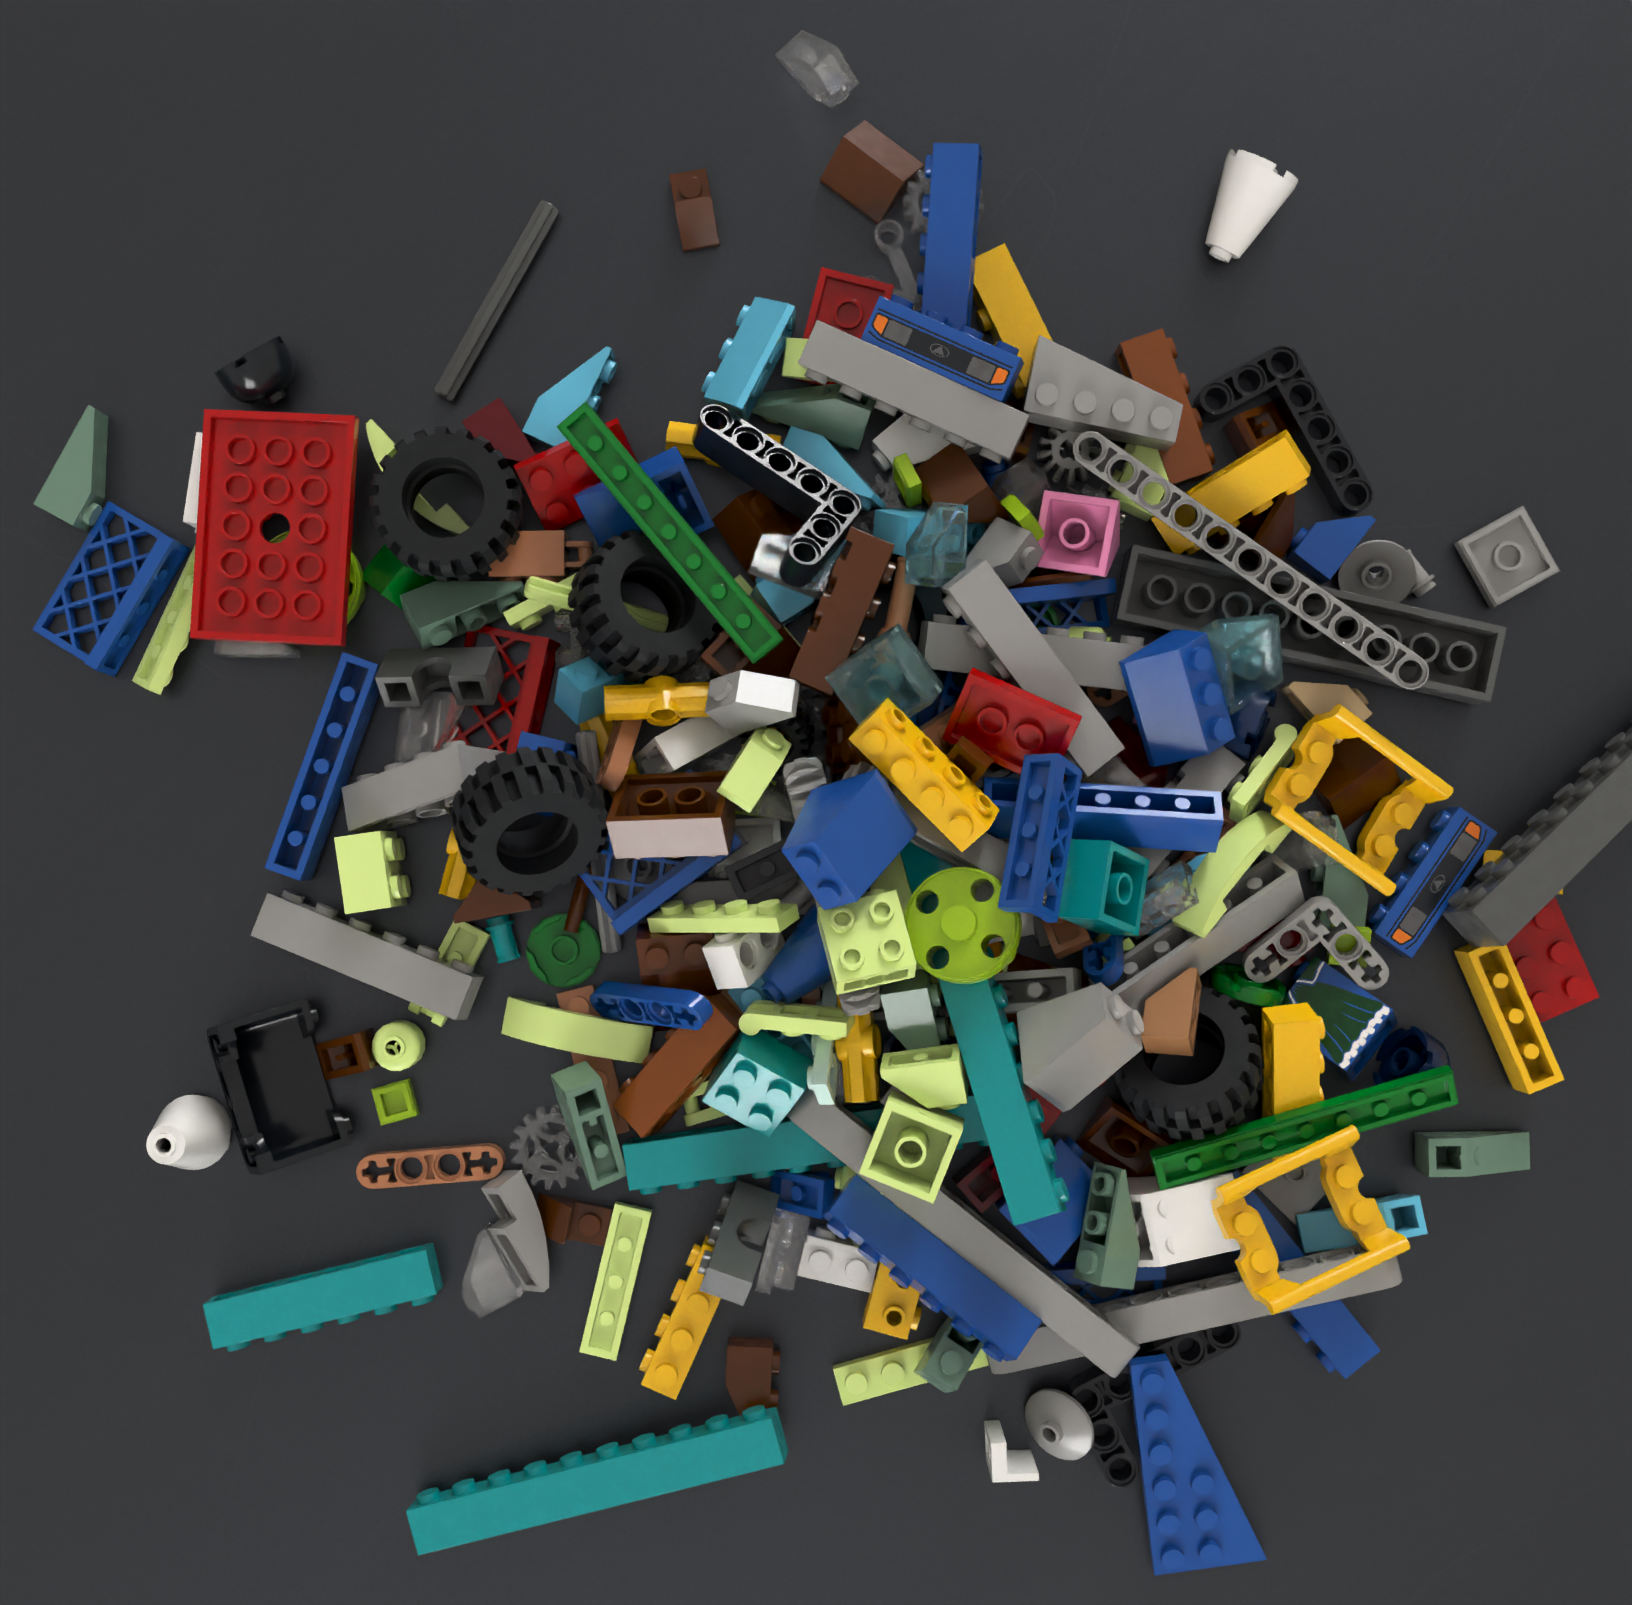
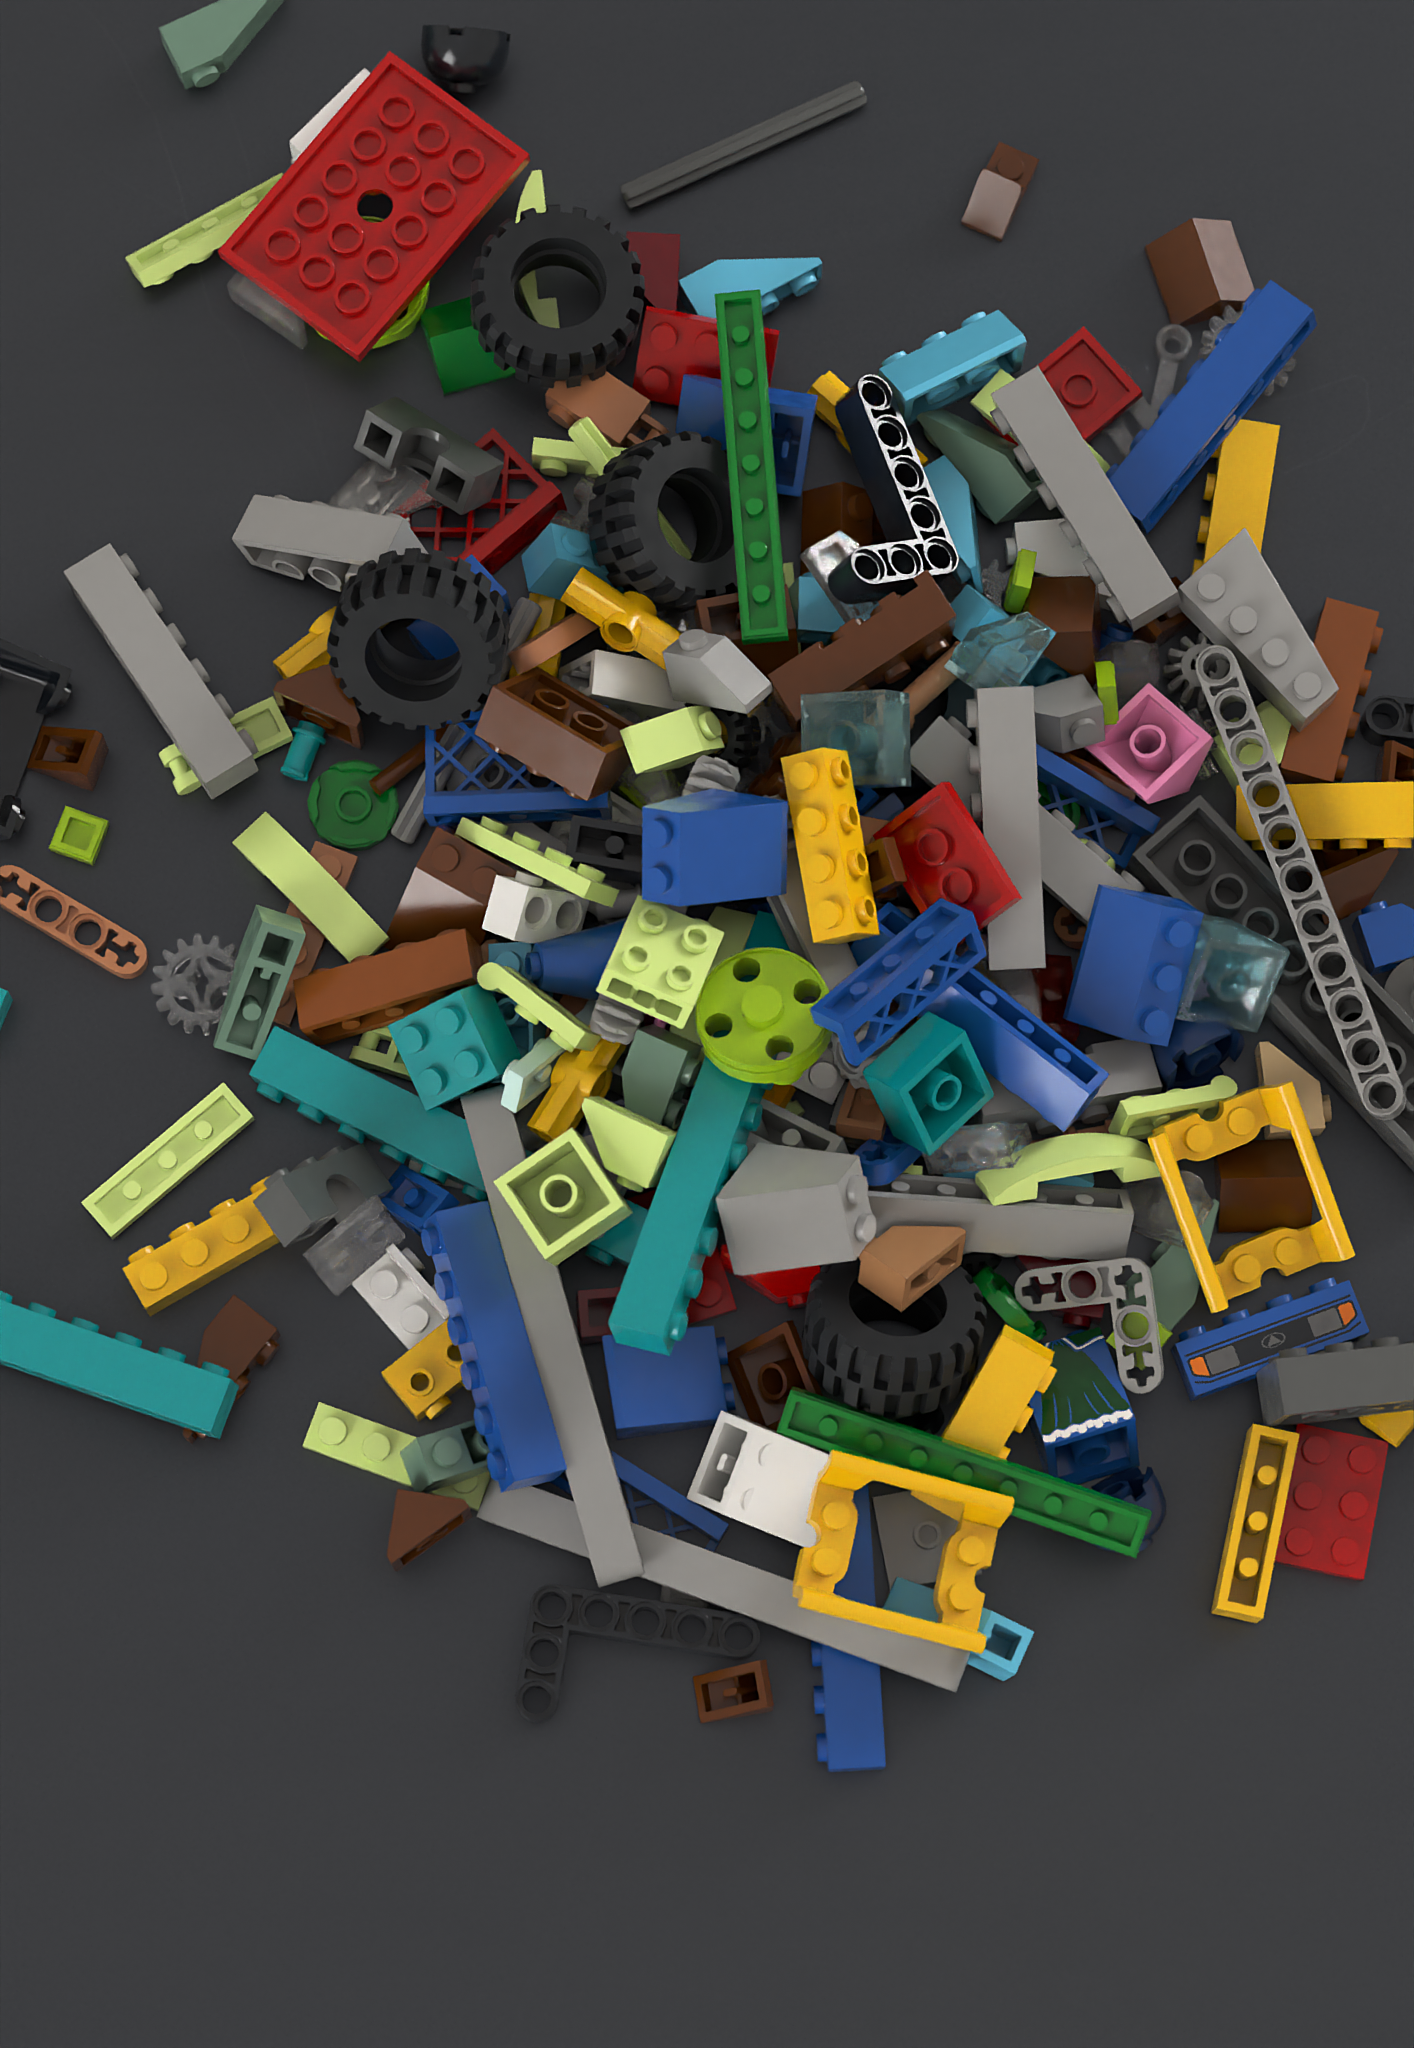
camera: 30 degrees right, 10 degrees down
(132, 609) = (179, 190): blue fence -> none
(325, 769) = (252, 466): blue brick -> none
(372, 871) = (226, 593): yellowish green brick -> none
(406, 1035) = (126, 793): yellowish green head -> none
(456, 607) = (489, 401): sand green slope -> none
(489, 1277) = (47, 1065): clear slope -> none
(519, 1228) = (112, 1041): light grey slope -> none
(574, 1219) = (167, 1071): reddish brown slope -> none
(651, 1005) = (402, 911): blue beam -> none
(818, 68) = (1217, 140): clear slope -> none
(942, 348) = (1141, 477): brick -> none
(964, 1410) = (421, 1522): none -> reddish brown slope
(1007, 1464) = (423, 1593): white panel -> none
(1059, 1424) = (507, 1614): light grey dish -> none
(1109, 1235) = (692, 1444): sand green slope -> none
(1187, 1496) = (586, 1779): blue wing -> none
(1244, 1366) = (734, 1692): none -> reddish brown slope
(1471, 1153) = (1124, 1642): sand green slope -> none

